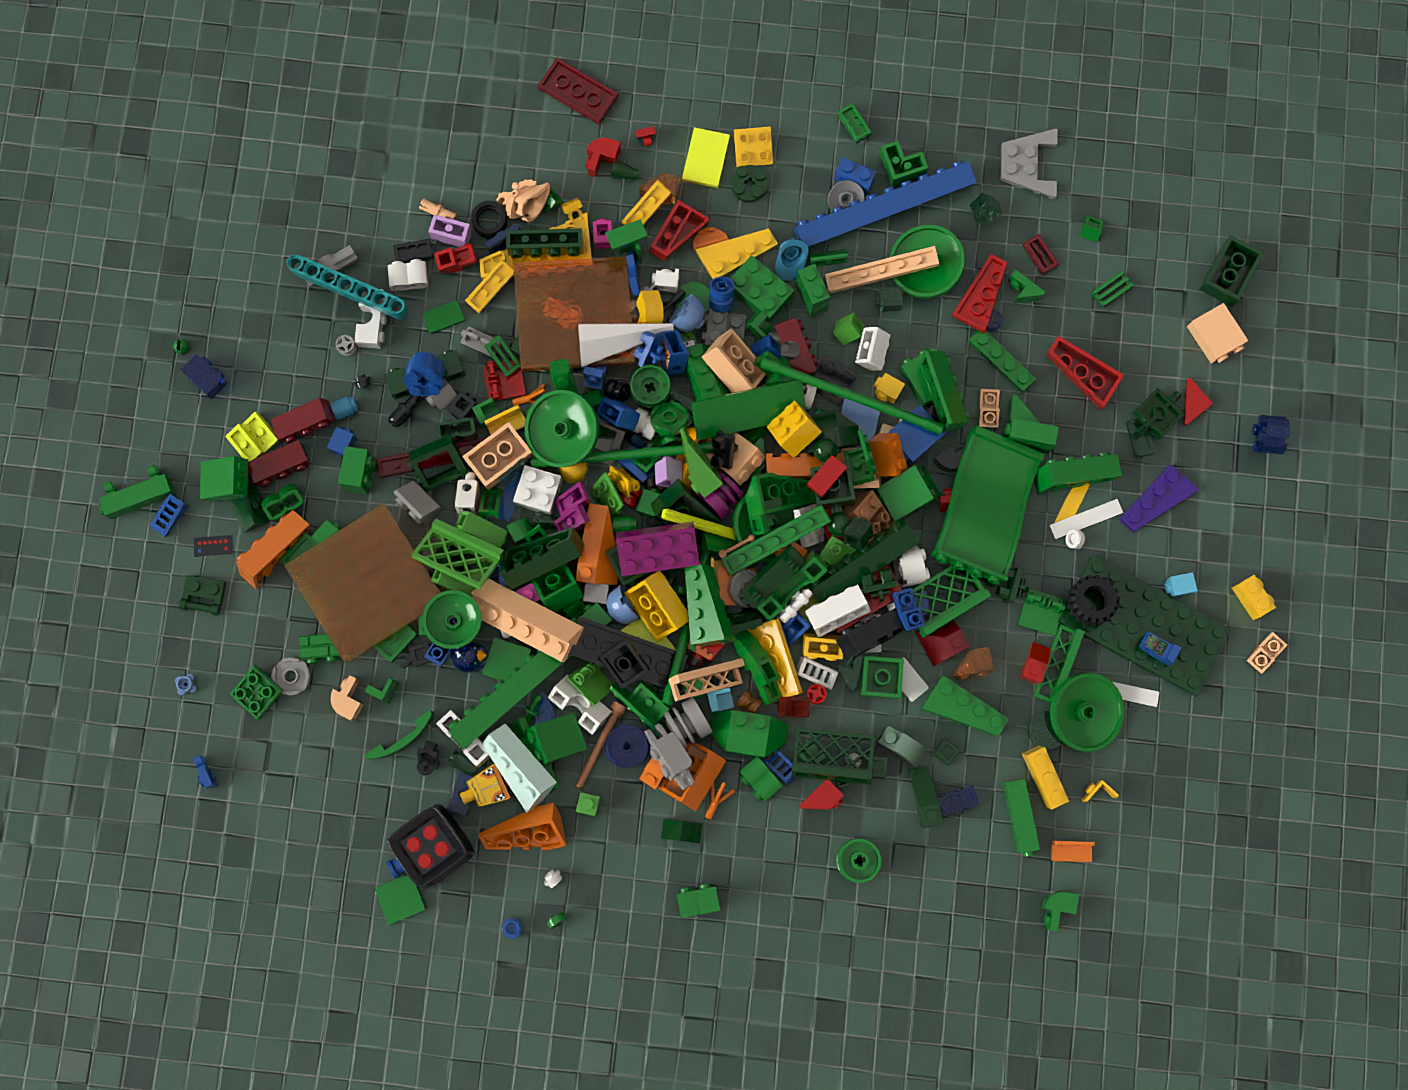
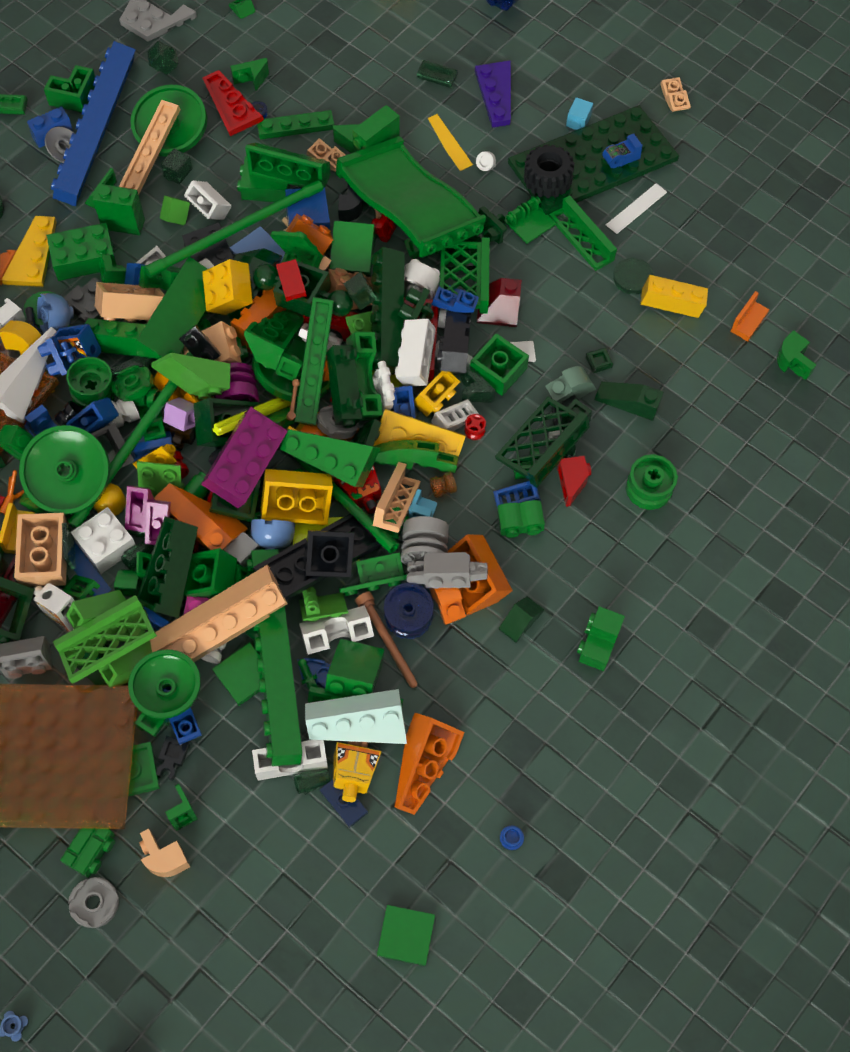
camera: 60 degrees left, 15 degrees down
(256, 692) = (81, 950): green tile -> none
(395, 868) = (371, 913): blue wheel -> none
(422, 724) = (242, 854): green slope -> none
(428, 758) = (283, 806): black hips -> none
(430, 846) = (376, 856): black piece -> none
(468, 658) = (213, 705): clear blue piece -> none
(552, 878) = (488, 764): white plate -> none
(556, 920) = (532, 787): green tile -> none
(588, 804) = (438, 683): bright green brick -> none
(631, 437) = (126, 429): dark blue tile -> none
(644, 507) = (195, 455): green brick -> none
(715, 801) = (515, 570): orange plant -> none
(721, 294) = (59, 276): blue wheel -> none
(748, 732) = (470, 500): green wedge -> none
(790, 259) = (75, 209): dark azure piece -> none
(792, 331) = (141, 244): dark red arch -> none
(794, 707) = (474, 448): clear red panel -> none
(888, 388) = (248, 206): yellow brick -> none
(957, 800) = (650, 371): clear blue plate -> none
(960, 706) = (570, 321): green wedge -> none
(974, 662) = (537, 290): clear orange slope -> none
(1021, 817) = (696, 336): green brick -> none
(1035, 259) = (232, 50): dark red tile -> none
(1035, 663) = (571, 250): red slope -> none
(1077, 472) = (432, 126): green wedge -> none
(1085, 371) = (353, 72): red wedge -> none
(1086, 518) = (474, 147): white sticker -> none
(1087, 712) = (639, 234): green dish -> none
(1092, 788) = (707, 267): yellow bracket -> none
(1124, 279) = (302, 11): green tile -> none
(1158, 413) = (428, 48): dark green plate -> none
(1195, 401) = (436, 23): red tile -> none
(1254, 597) = (625, 75): yellow brick -> none

